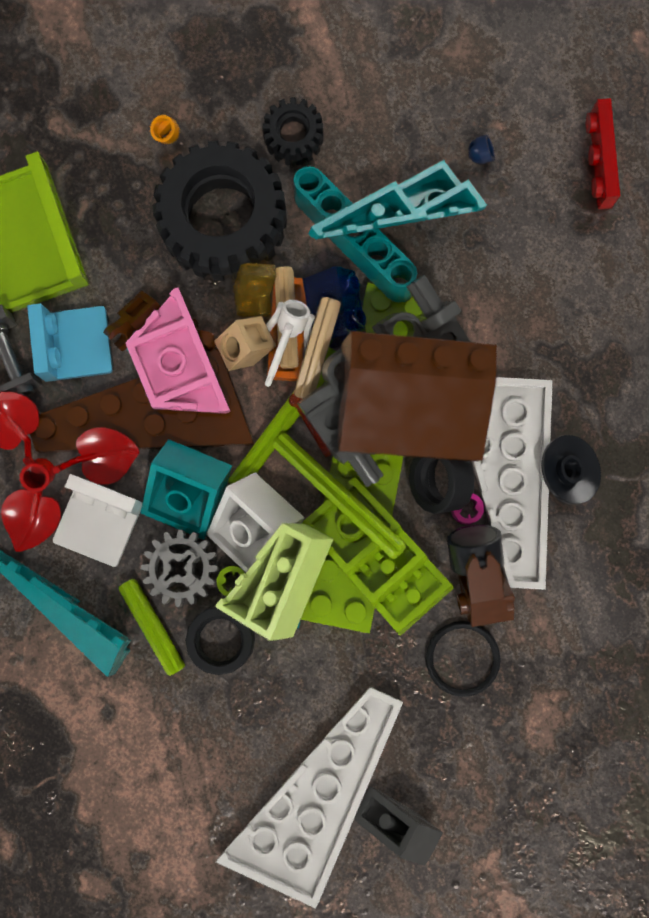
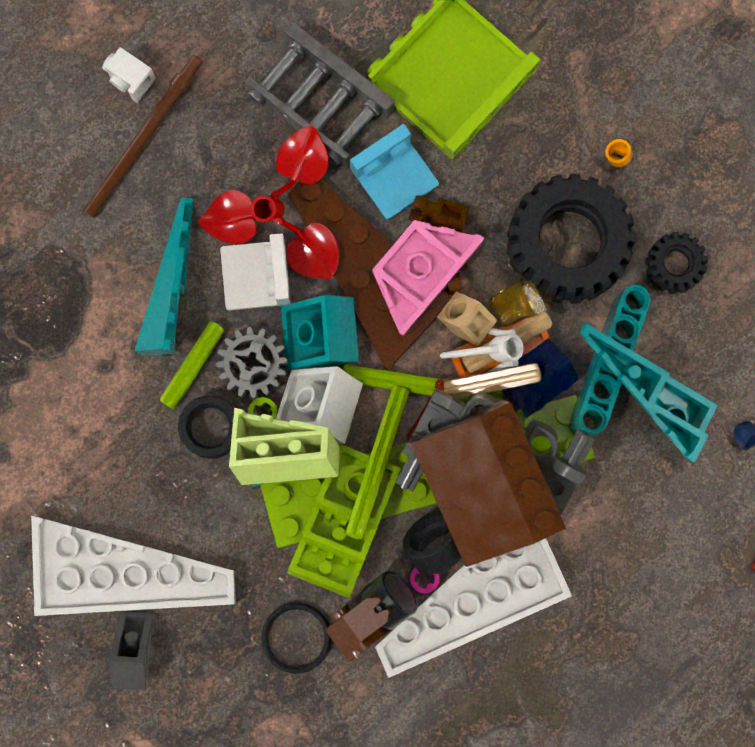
camera: 60 degrees right, 0 degrees up
(571, 469) = (511, 658): black dish -> none

